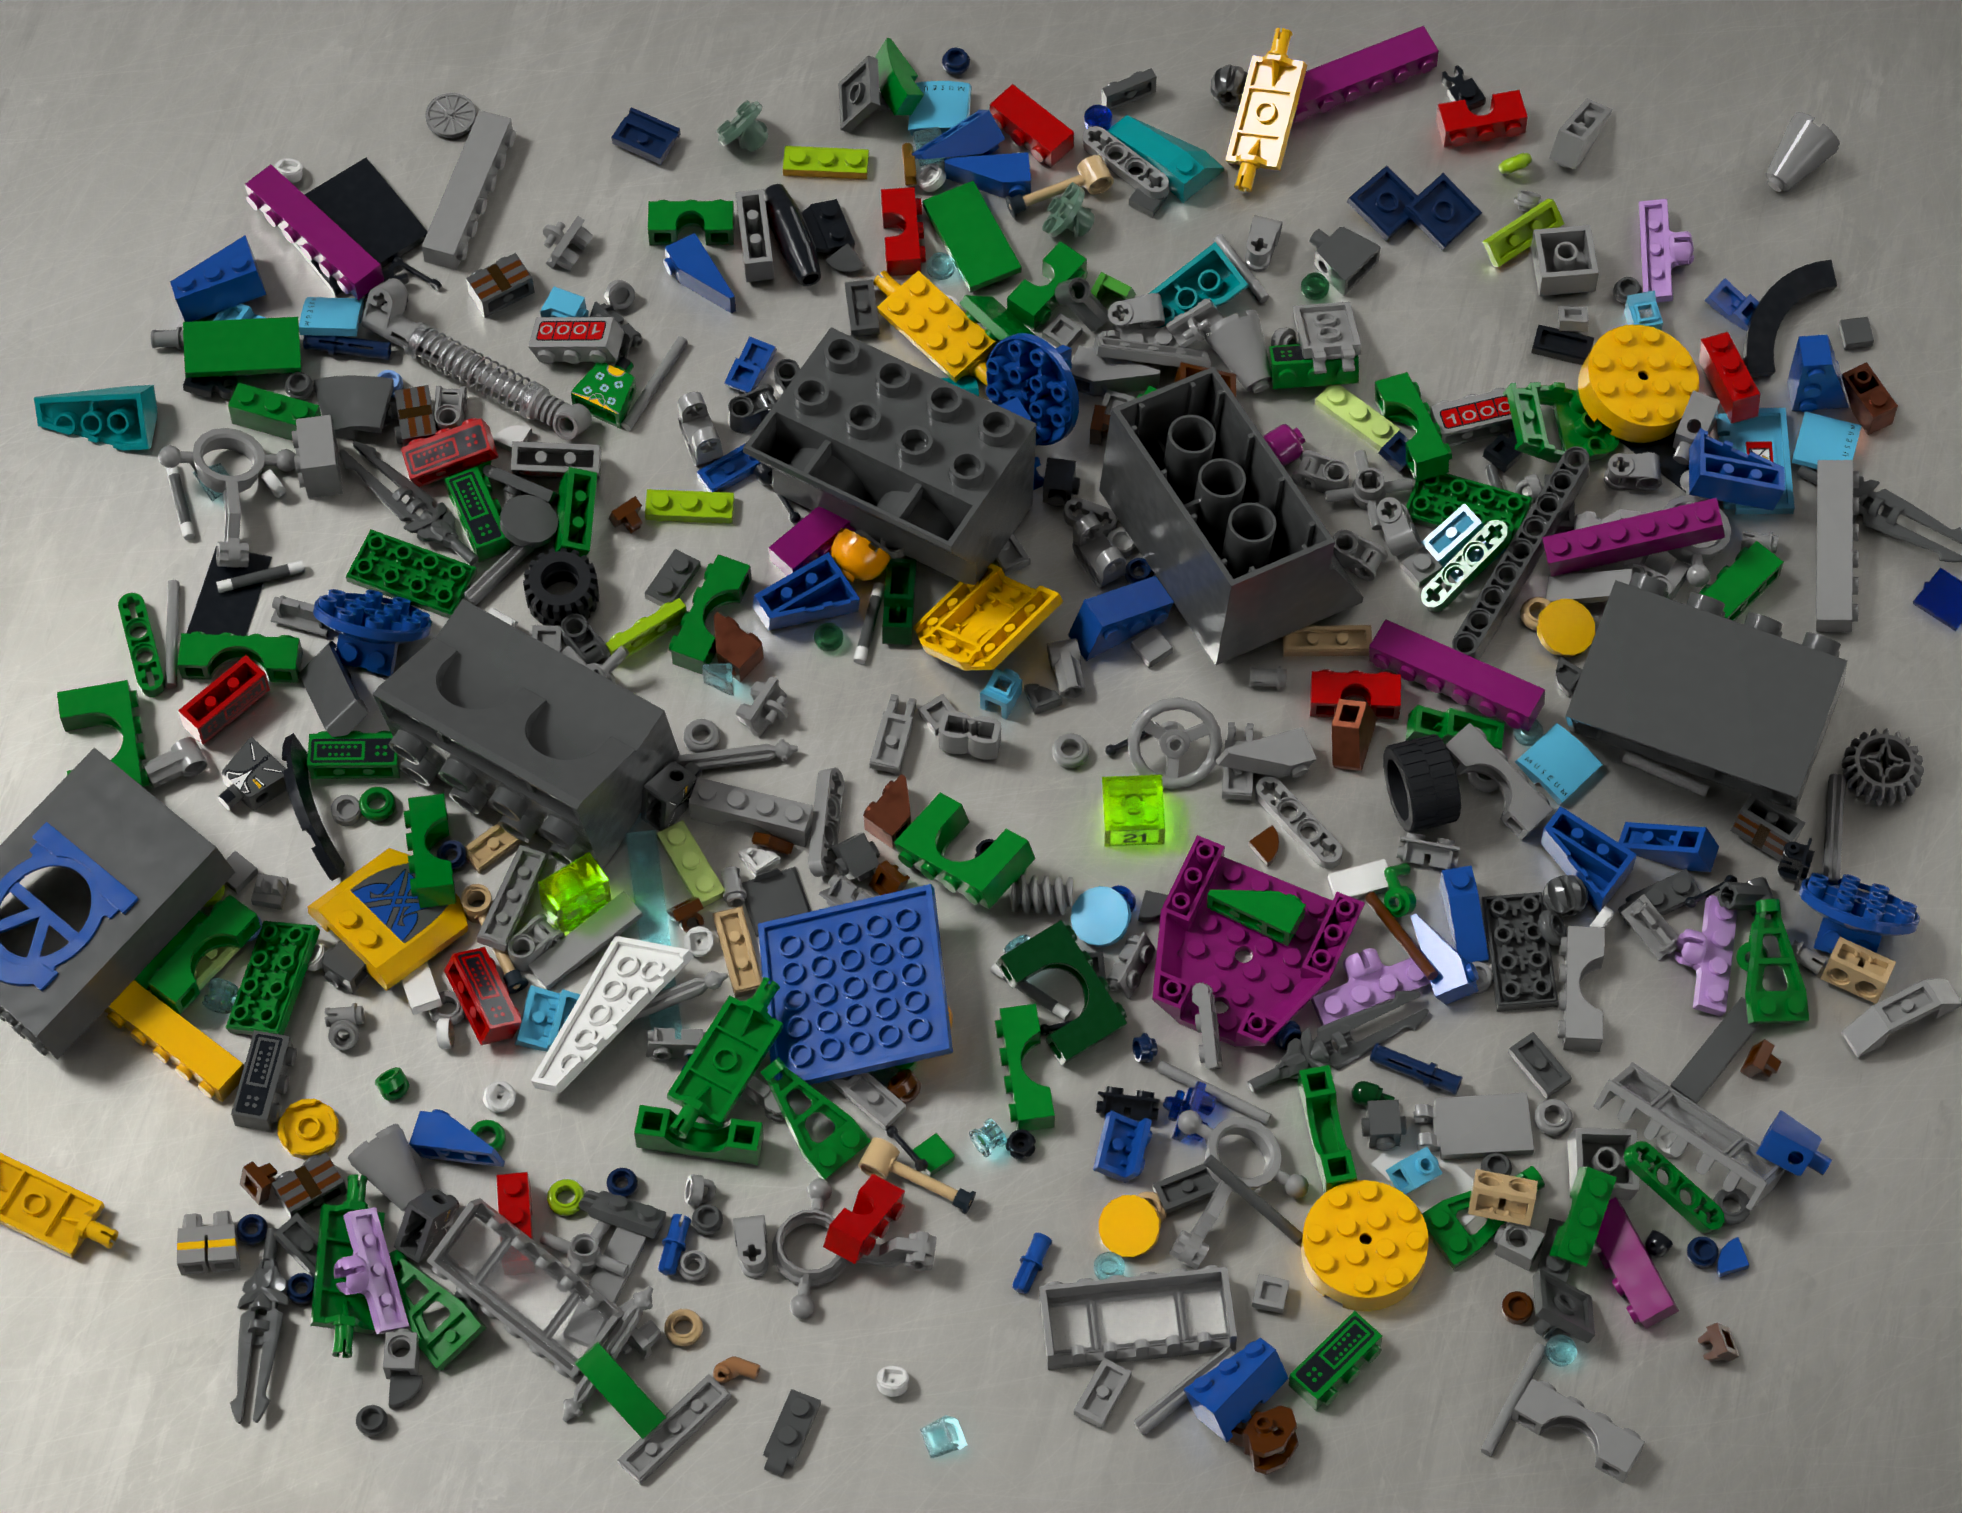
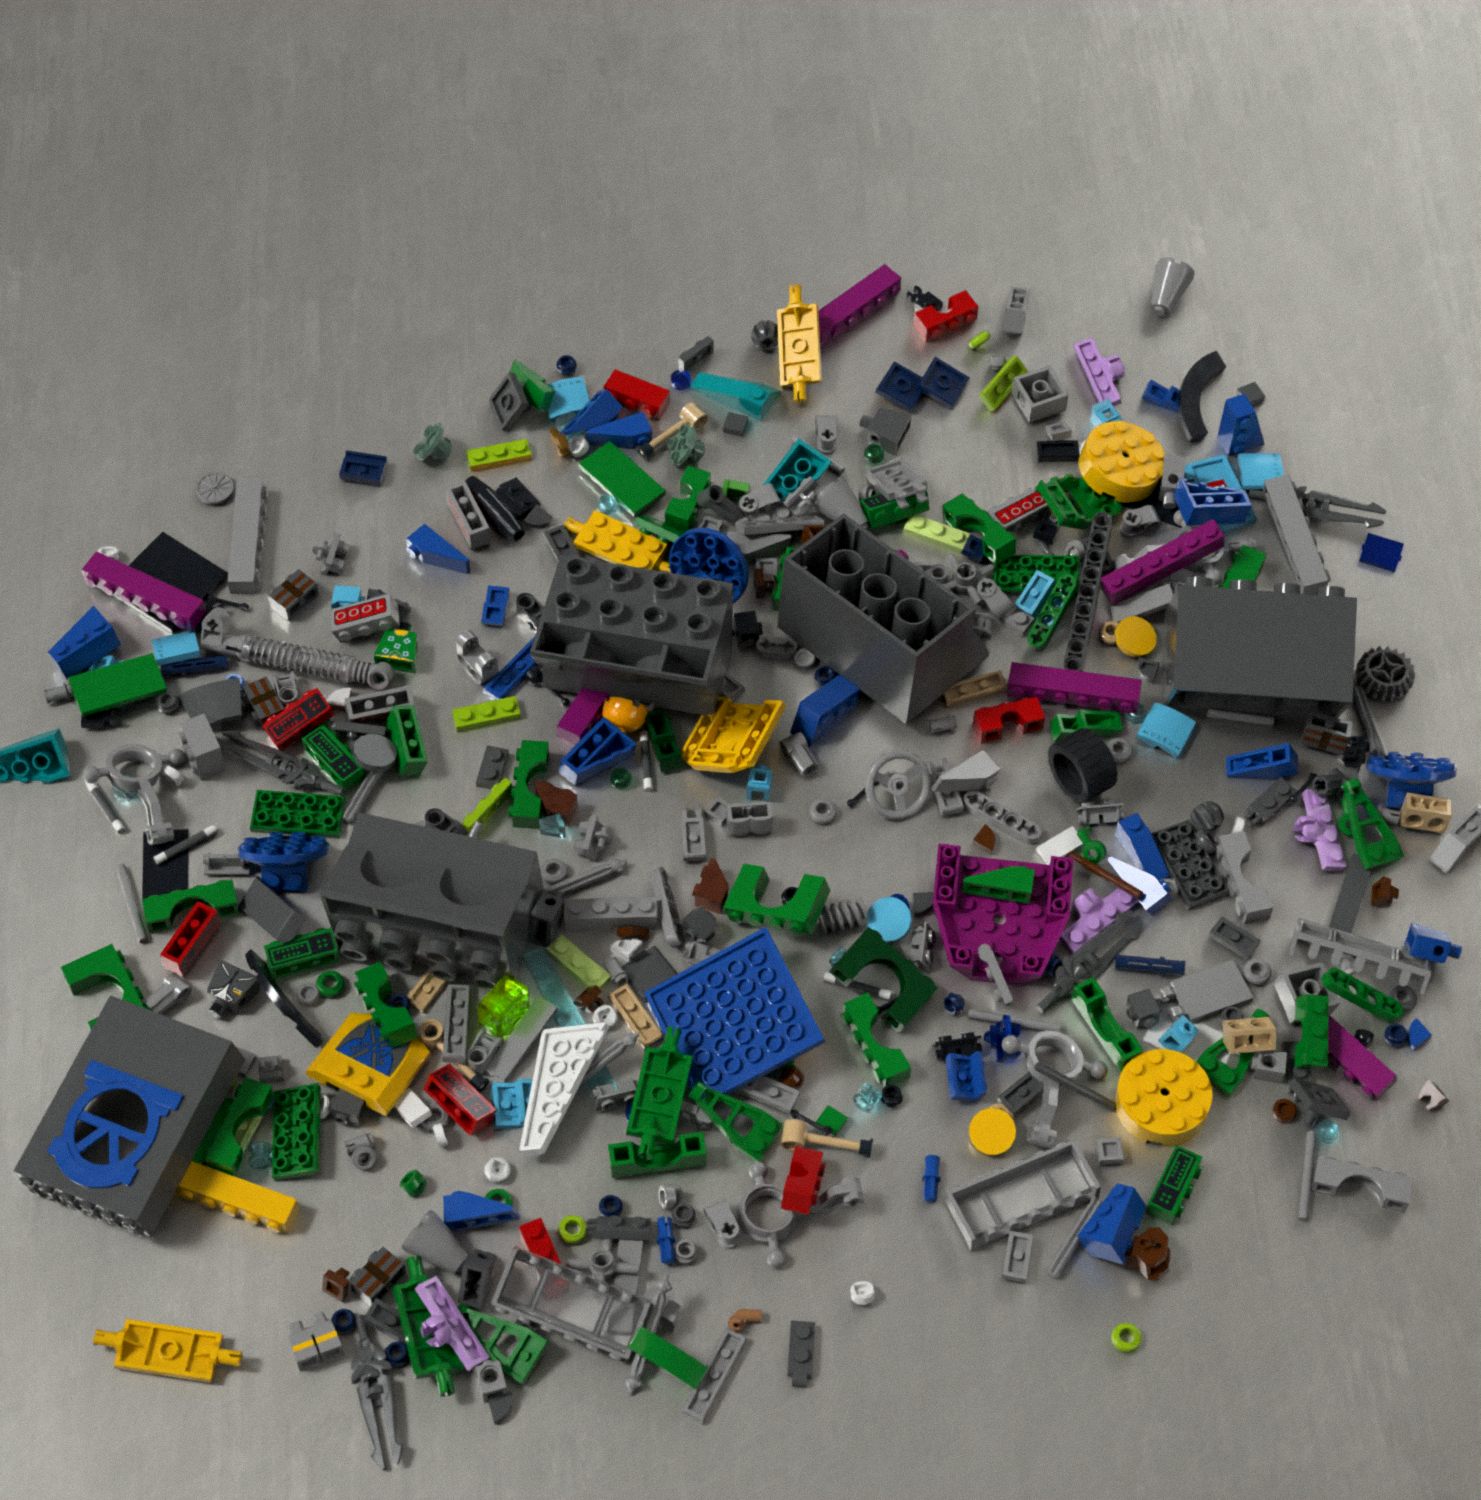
camera: 20 degrees left, 5 degrees down
(141, 644) = (111, 916): green beam -> none
(263, 1081) = (315, 1208): dark grey brick -> none
(268, 411) = (153, 725): green brick -> none
(308, 1128) = (360, 1234): yellow tile -> none
(371, 1420) = (484, 1437): dark grey plate -> none
(556, 568) = (413, 779): black tyre -> none
(619, 294) = (383, 580): light grey tile -> none
(627, 515) = (444, 731): reddish brown tile -> none
(654, 383) = (429, 635): light grey bar -> none
(670, 217) = (432, 511): green arch -> none
(683, 1339) = (694, 1308): tan piece -> none
(754, 405) = (509, 634): dark grey piece -> none
(888, 879) = (727, 935): reddish brown tile -> none
(901, 212) = (566, 474): red arch -> none
(943, 1436) = (913, 1322): clear light blue slope -> none
(1041, 698) = (788, 780): dark grey tile -> none
(1096, 553) = (790, 670): light grey piece -> none
(1108, 1265) = (987, 1164): clear light blue plate -> none
(1128, 160) = (713, 401): light grey beam -> none
(1133, 810) = (884, 839): clear neon green brick -> none
(1152, 647) = (853, 725): light grey tile -> none
(1352, 734) = (1017, 746): copper slope -> none
(1367, 1091) = (1121, 991): dark green cylinder -> none
(1522, 804) = (1153, 763): light grey arch -> none
(1588, 855) = (1211, 783): blue wedge -> none
(1625, 287) = (1086, 402): dark grey plate -> none
(1651, 927) = (1273, 822): light grey hinge -> none
(1729, 377) = (1181, 442): red brick -> none
(1869, 399) = (1279, 434): copper slope -> none

